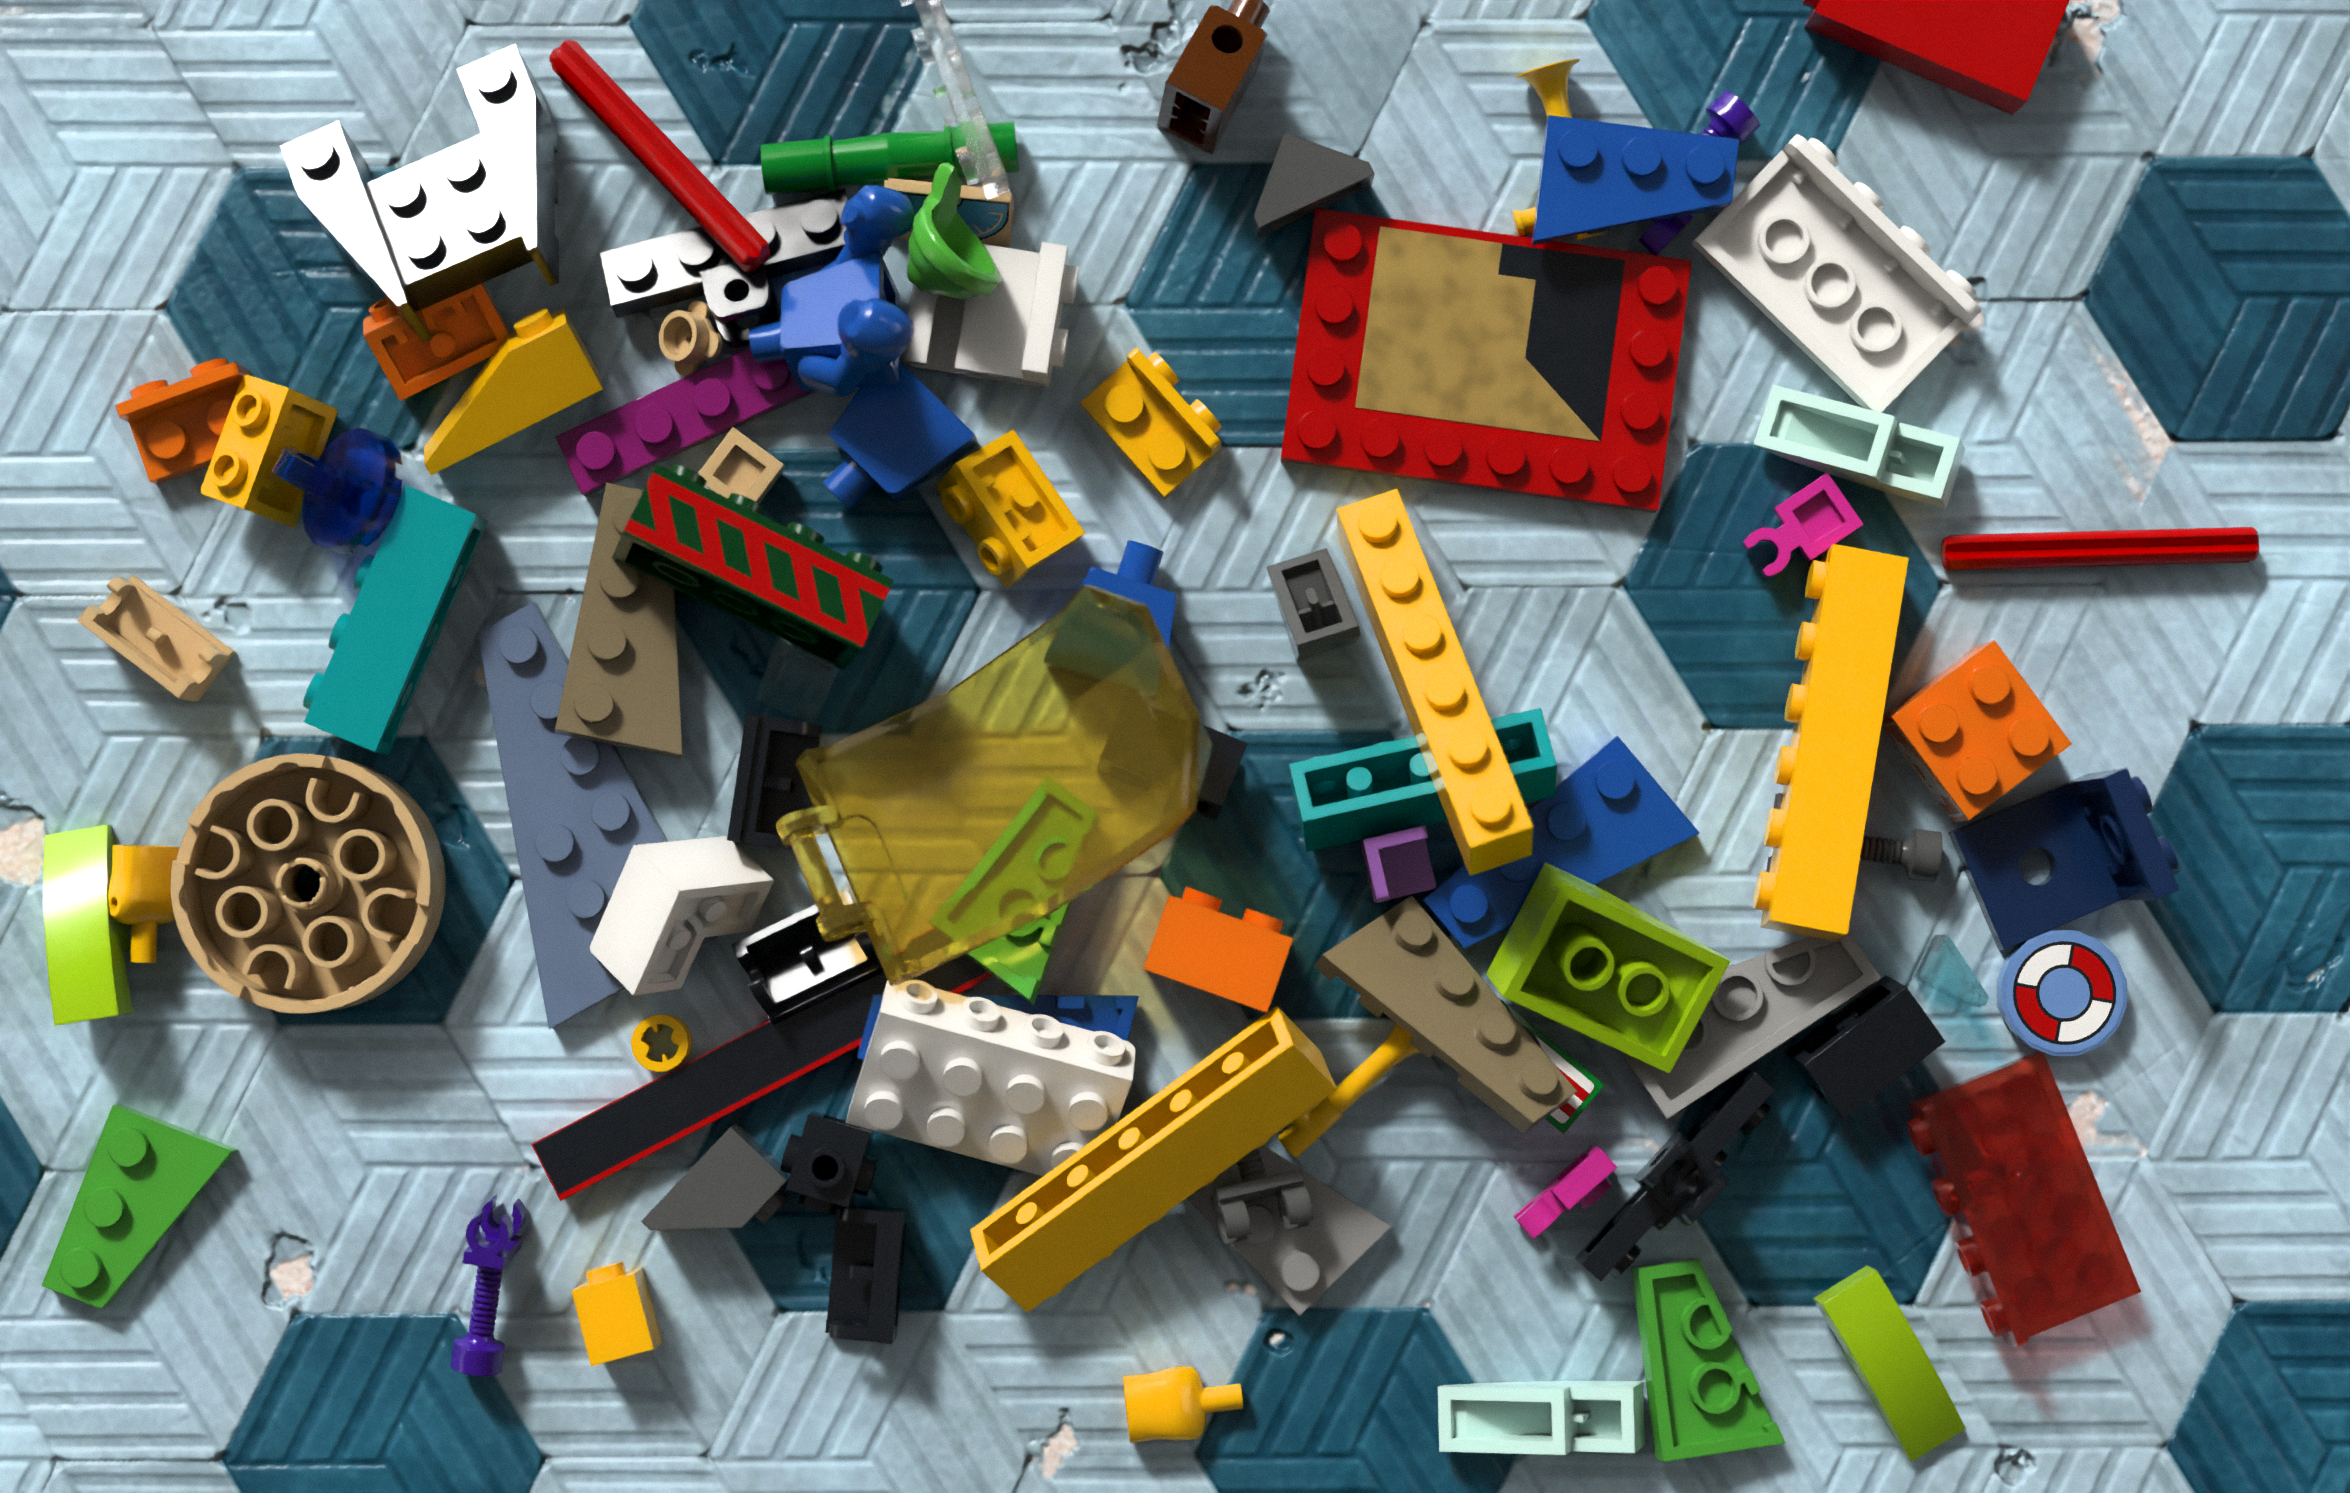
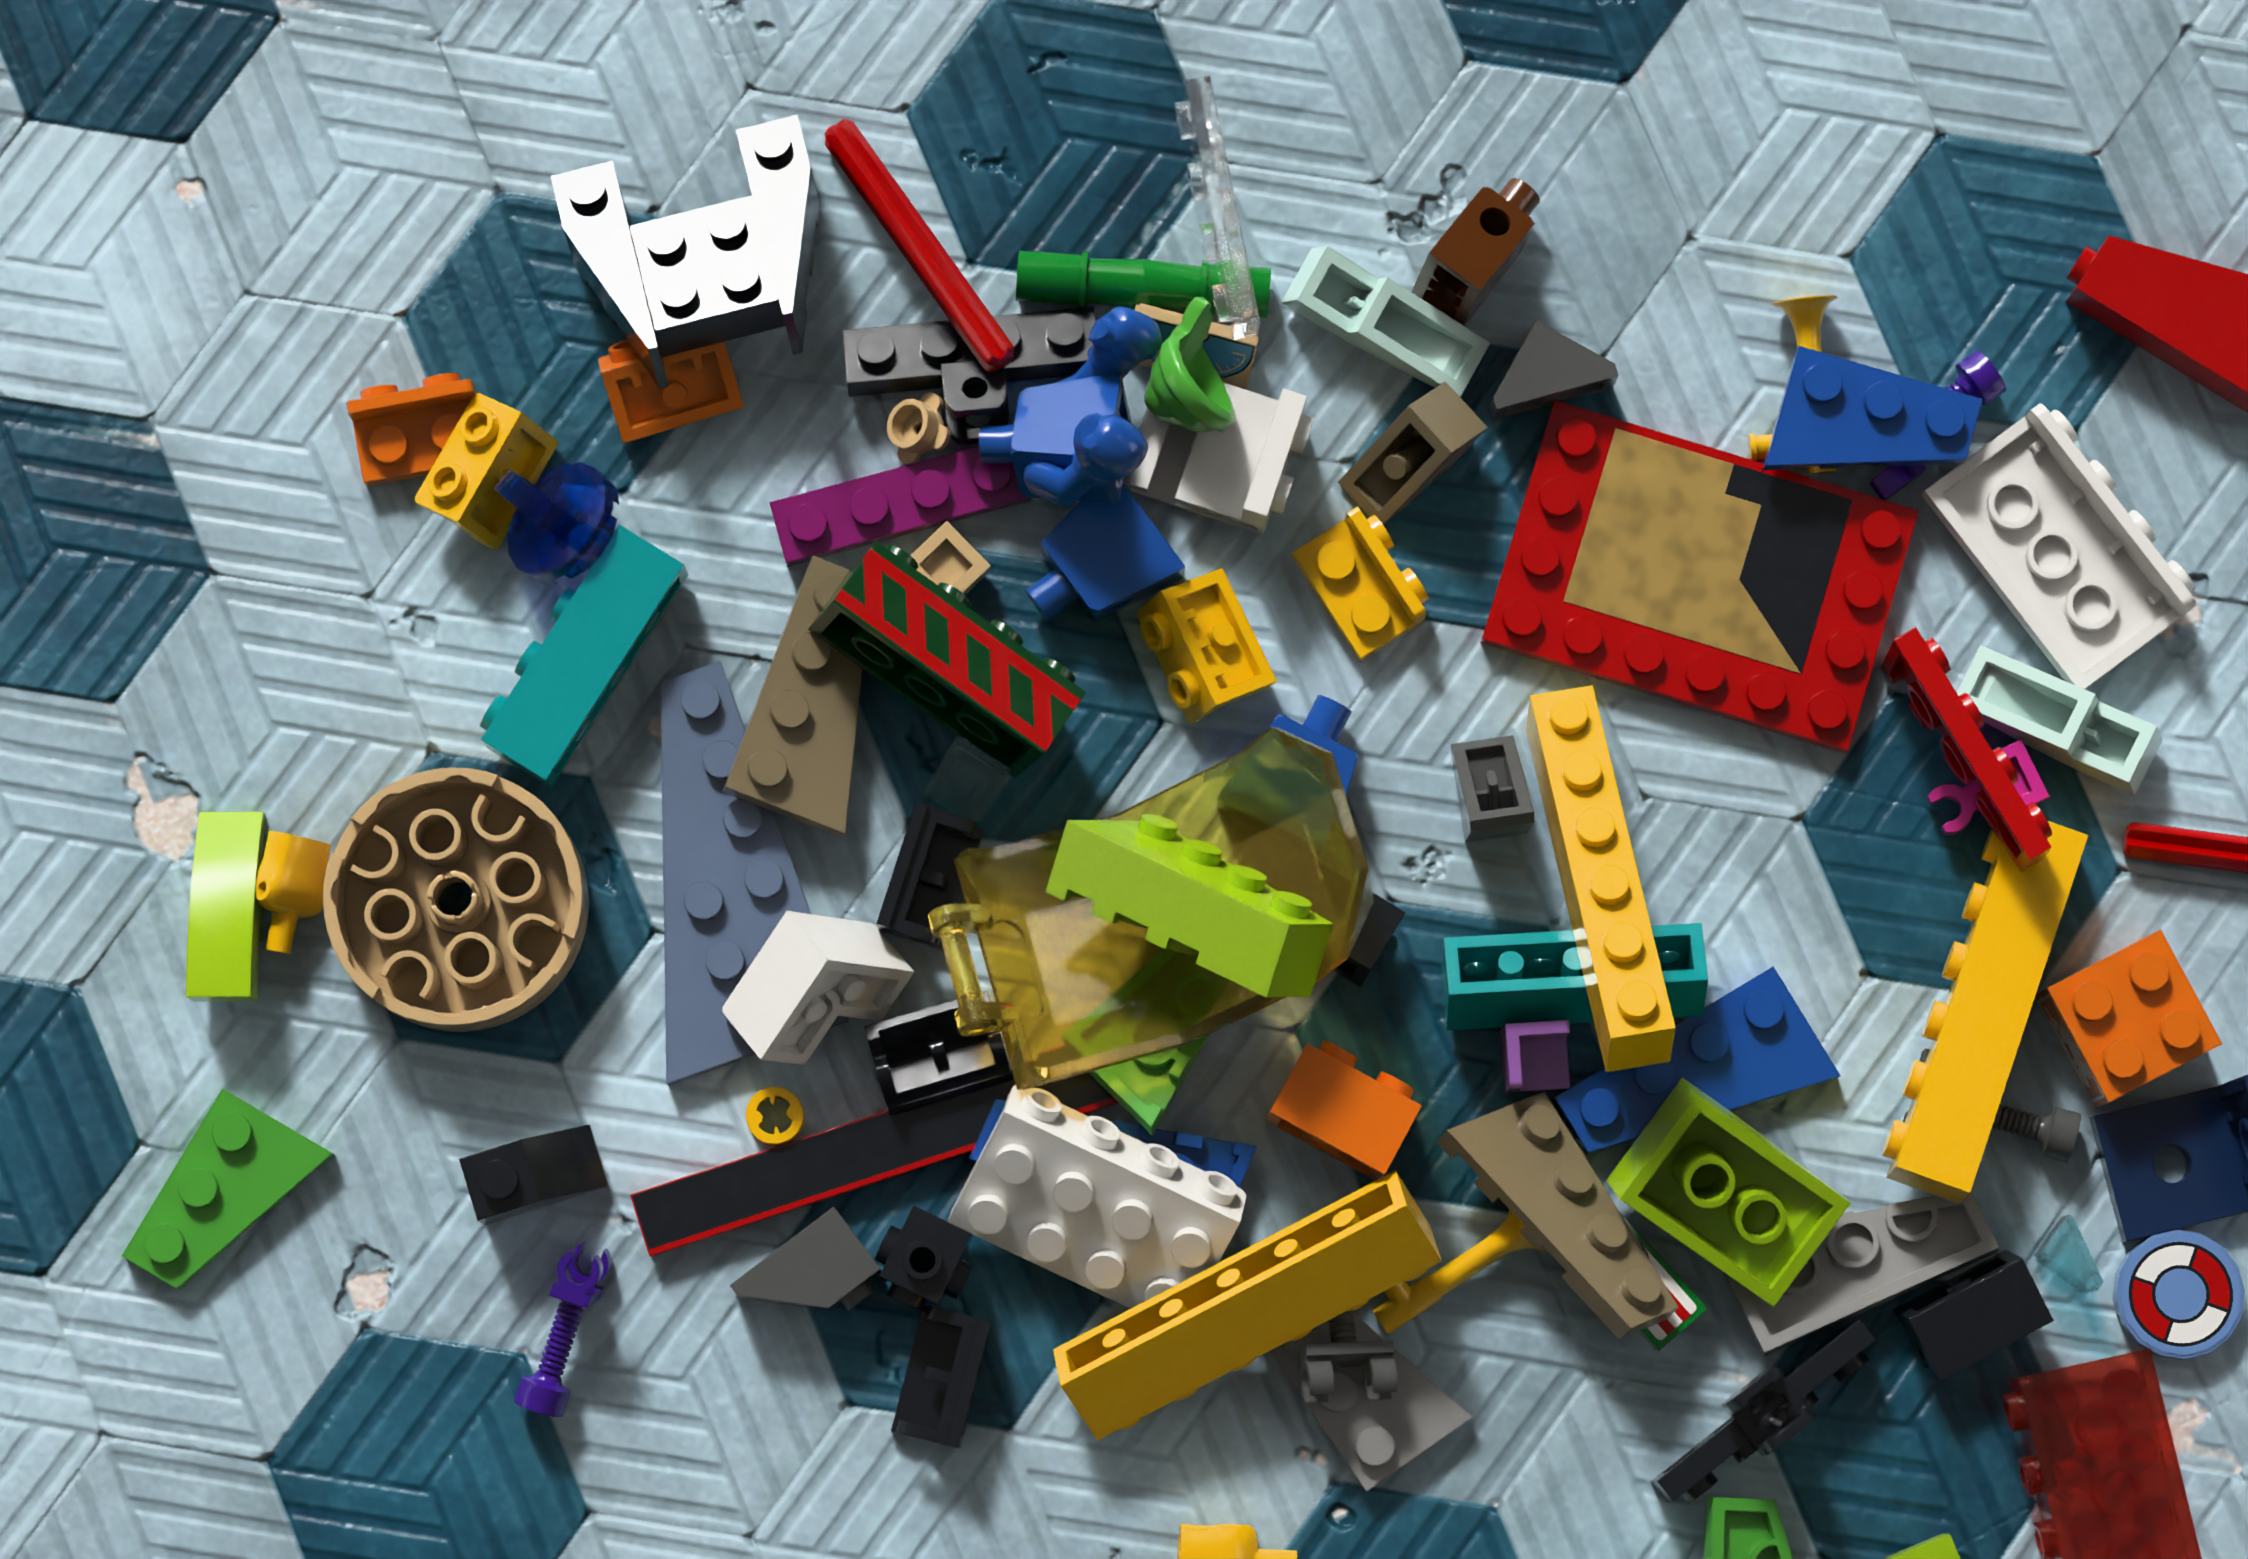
camera: 10 degrees right, 5 degrees down
(158, 638) = (346, 636): tan hinge -> none
(431, 1139) = (533, 1173): none -> black slope
(523, 382) = (746, 445): yellow slope -> none
(616, 1313) = (687, 1375): yellow brick -> none
(1033, 775) = (1193, 902): none -> lime wedge
(1135, 156) = (1384, 320): none -> light aqua slope
(1183, 284) = (1412, 453): none -> dark tan slope
(1579, 1183) = (1668, 1403): dark pink plate -> none
(1740, 452) = (1937, 705): none -> red wing

